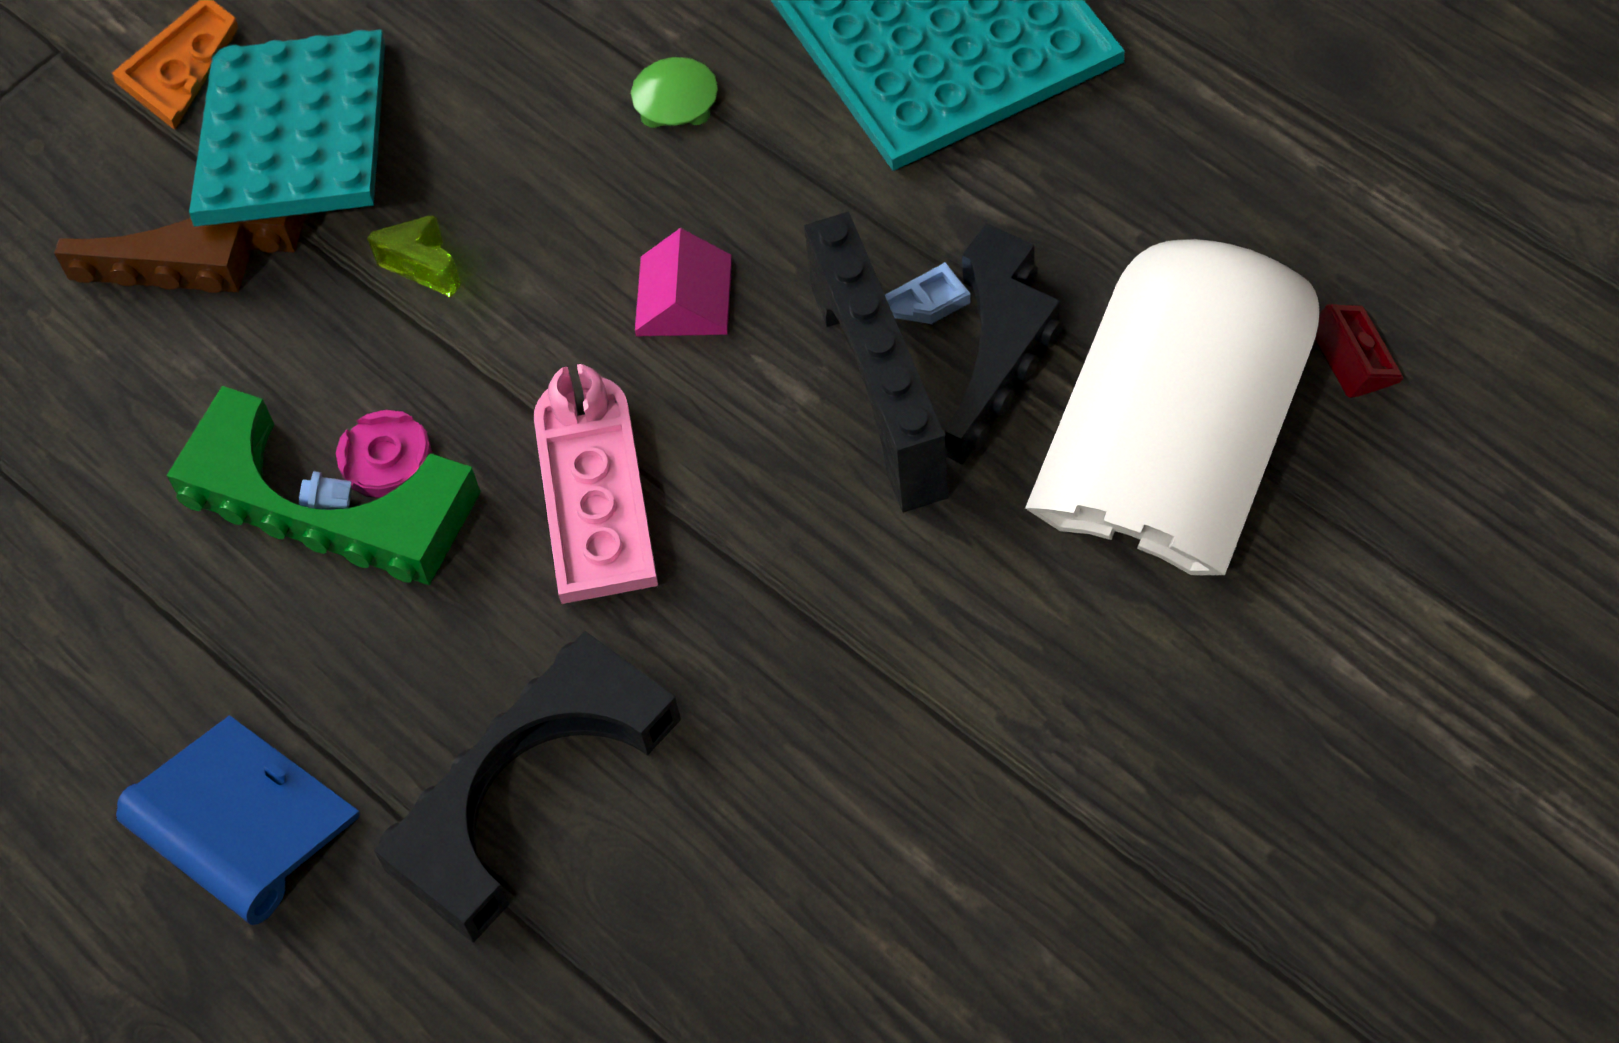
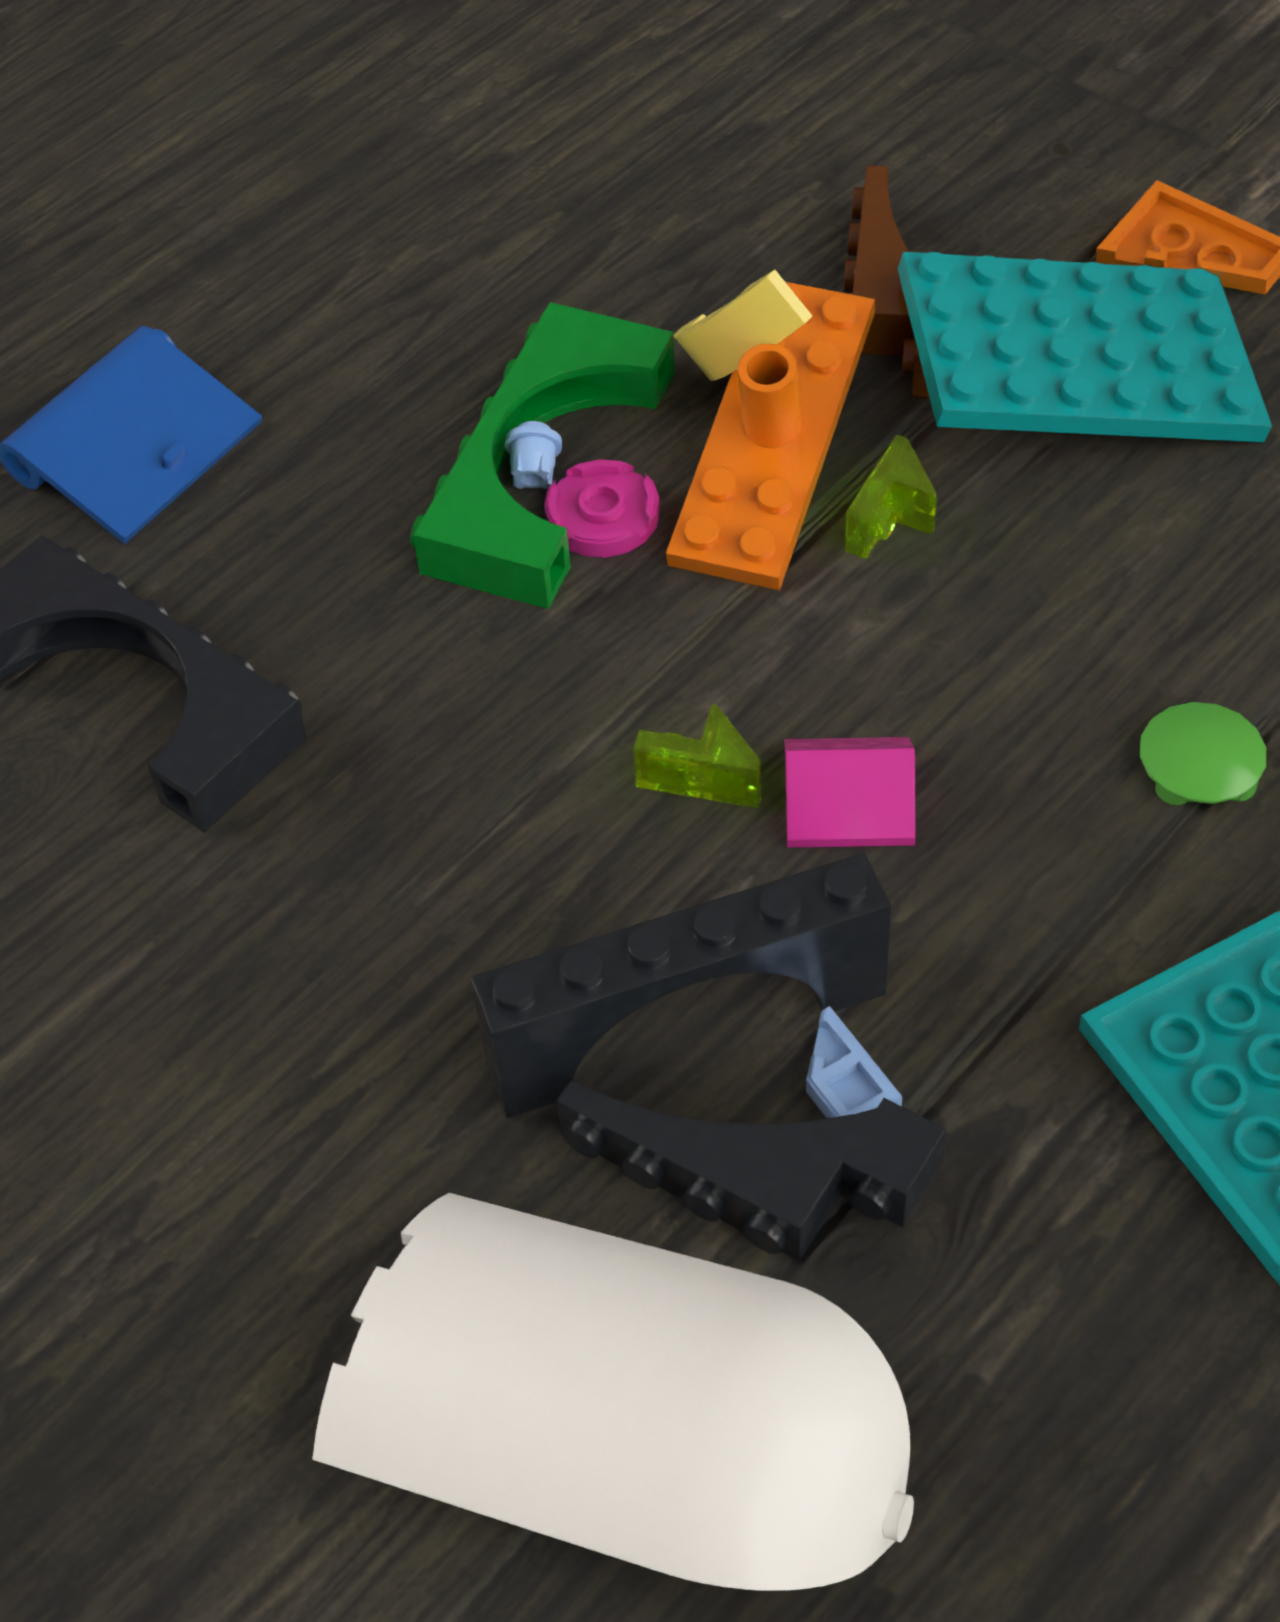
camera: 85 degrees right, 5 degrees down
(285, 278) = (758, 316): none -> light yellow slope
(337, 324) = (771, 445): none -> orange plate
(592, 489) = (532, 707): bright pink plate -> none
(658, 369) = (711, 768): none -> clear neon green slope

